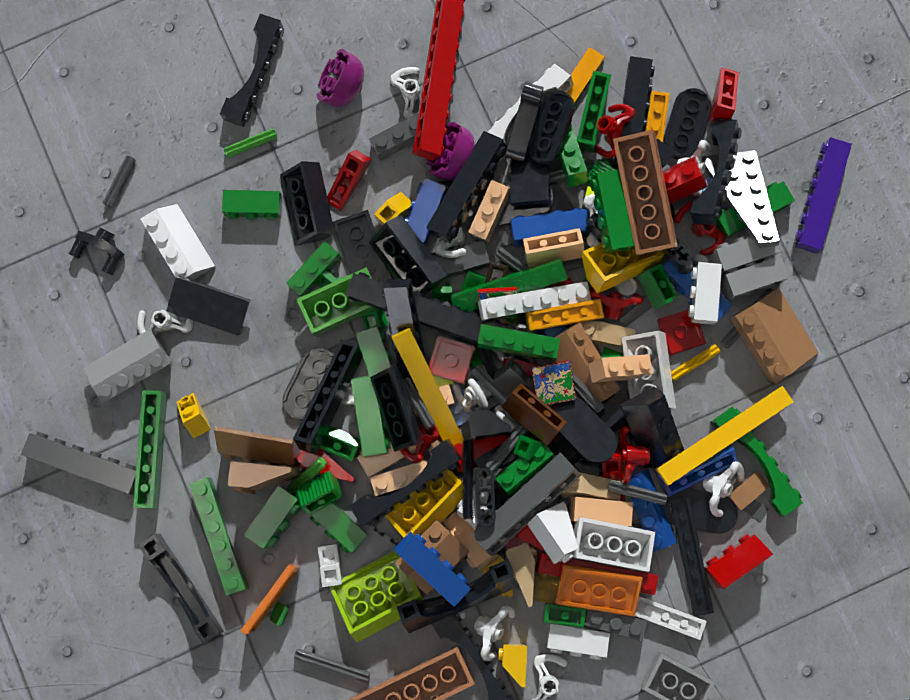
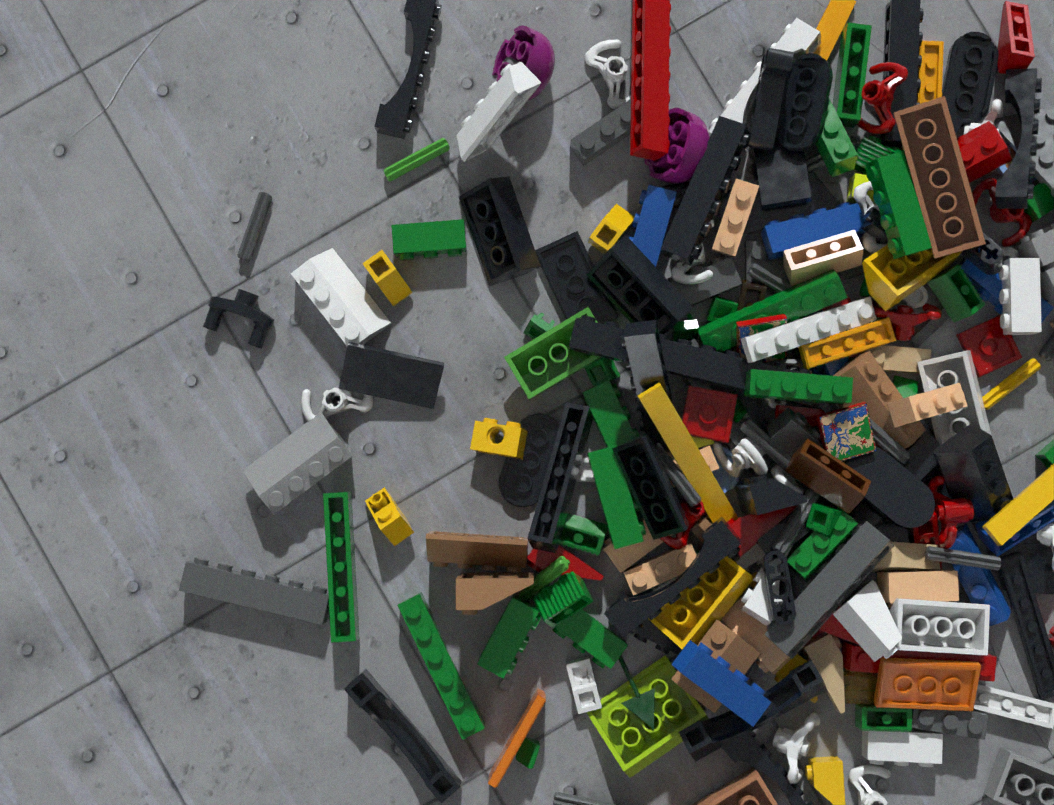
camera: 10 degrees left, 5 degrees up
(215, 230) = (387, 278): none -> yellow slope
(294, 369) = (512, 444): none -> yellow brick
(308, 274) = (518, 315): green brick -> none
(313, 110) = (496, 110): none -> white slope
(348, 178) = (548, 194): red slope -> none
(372, 584) = (642, 704): none -> dark green piece
(467, 481) = (752, 566): black axle -> none

